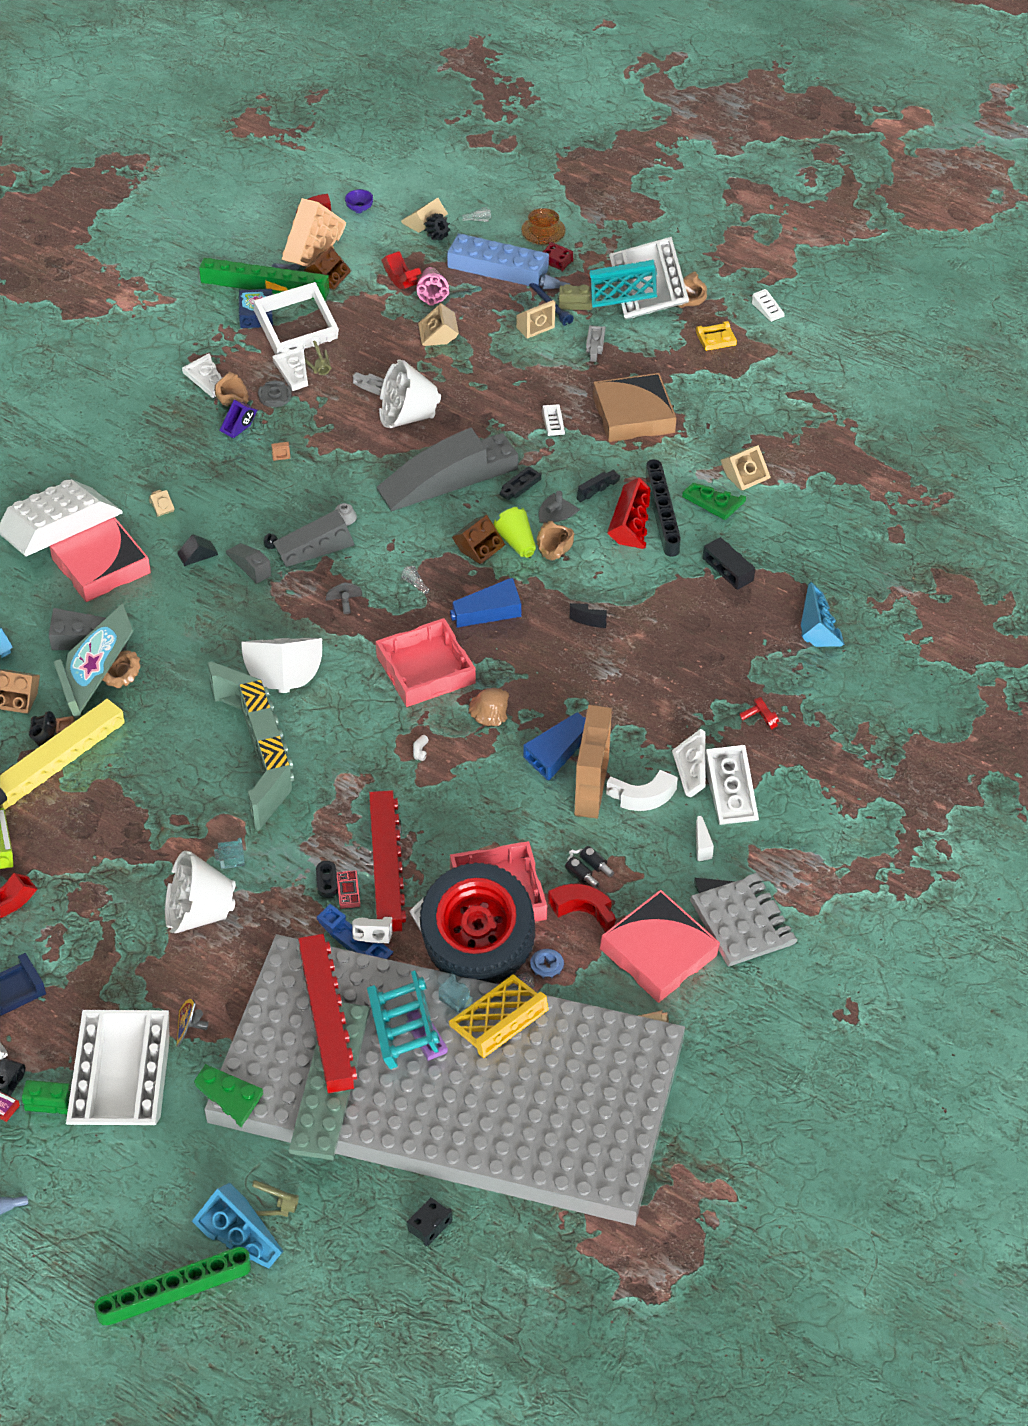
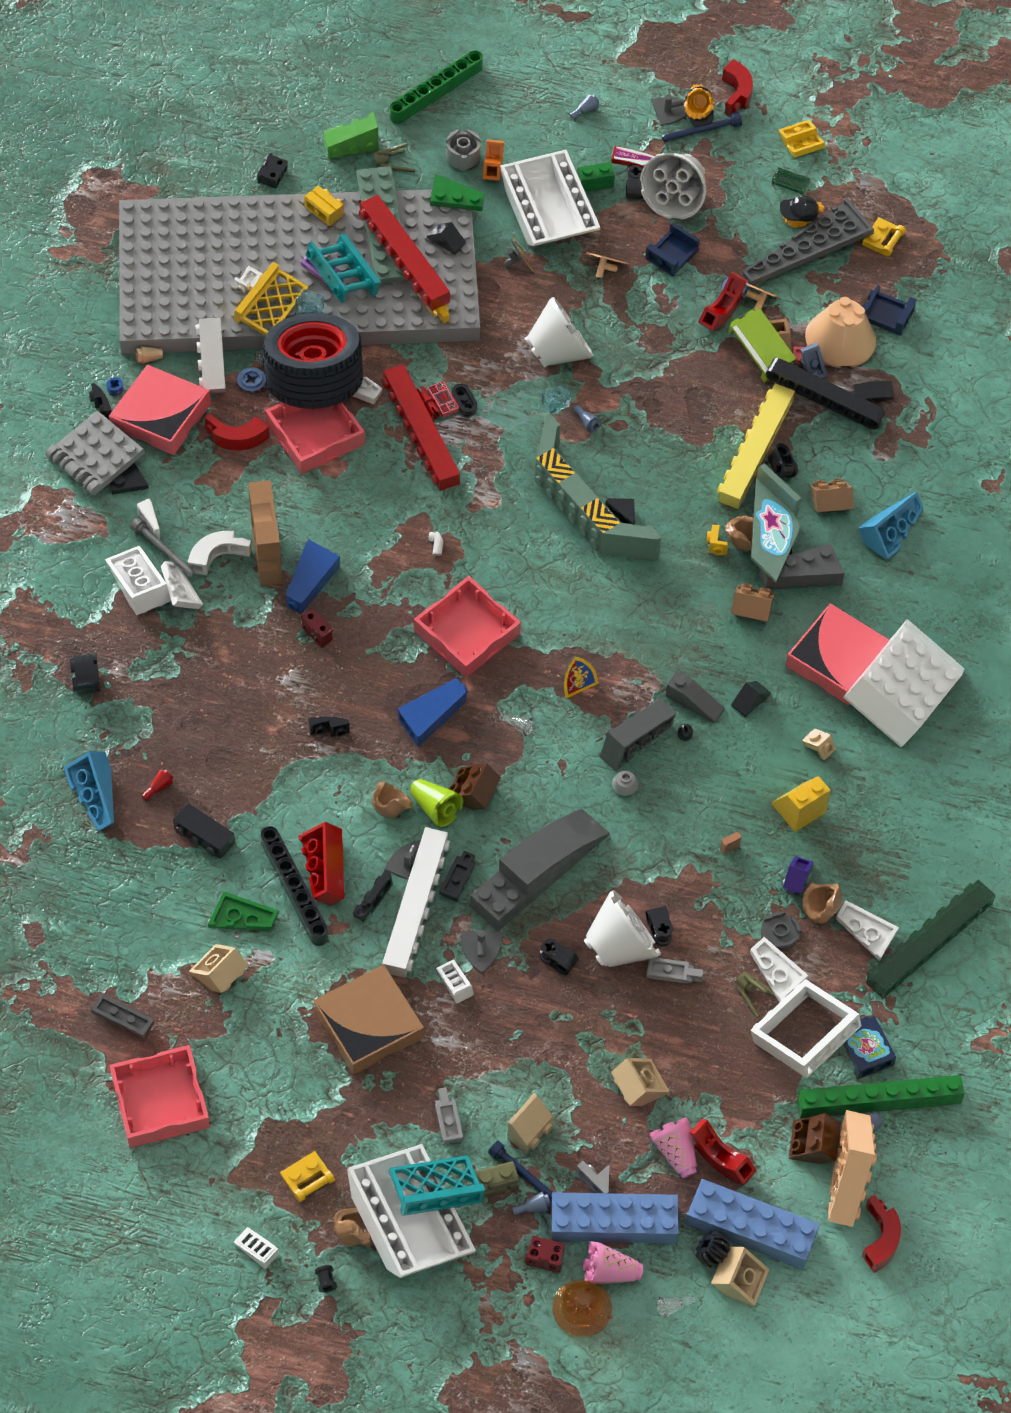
camera: 160 degrees right, 10 degrees up
(92, 987) = (603, 265): none -> light nougat shield
(150, 618) = (752, 602): none -> medium nougat slope
(151, 679) = (716, 547): none -> yellow bracket
(158, 1149) = (493, 160): none -> orange brick
(160, 357) = (930, 938): none -> clear green brick
(185, 1175) = (463, 149): none -> light grey brick
(205, 454) = (803, 803): none -> yellow slope
(208, 823) = (589, 420): none -> sand blue cone
(222, 726) = (622, 509): none -> black slope
(235, 1223) = (421, 138): dark azure wedge -> none
(266, 1040) = (447, 237): none -> black slope
(283, 661) = (600, 582): white brick -> none
(313, 1232) = (352, 138): none -> bright green wedge
(342, 931) = (415, 357): blue slope -> none
(359, 197) = (835, 1267): dark purple piece -> none
(366, 886) = (429, 403): none -> red pin
(369, 412) = (660, 925): none -> black piece
(372, 930) = (403, 353): white leg -> none
(391, 1114) = (324, 205): none -> yellow brick
(401, 235) = (752, 1223): none -> medium blue brick
(463, 413) = (558, 956): none -> black piece
(490, 707) = (389, 598): medium nougat hair -> none
(500, 283) = (597, 1183): none -> light grey slope
(516, 234) = (610, 1266): none -> bright pink cone
(516, 1041) = (248, 279): none -> white bracket
(523, 439) = (481, 947): none -> dark grey shield
(564, 471) = (415, 902): none -> white brick
(569, 695) = (317, 628): none -> dark red piece
(586, 979) = (211, 355): none -> white brick
(593, 859) = (248, 464): black piece -> none
(699, 1003) = (115, 391): none -> blue bush
(716, 835) = (139, 526): none -> flat silver piece
(722, 278) = (325, 1278): none -> black bush
(722, 978) = (100, 400): none -> black slope
(754, 611) = (161, 781): none -> red cone
(769, 717) = (126, 664): red piece -> none
(805, 702) = (86, 673): none -> black brick
(818, 399) = (159, 1096): none -> coral tile
(834, 457) = (122, 1016): none -> dark grey plate

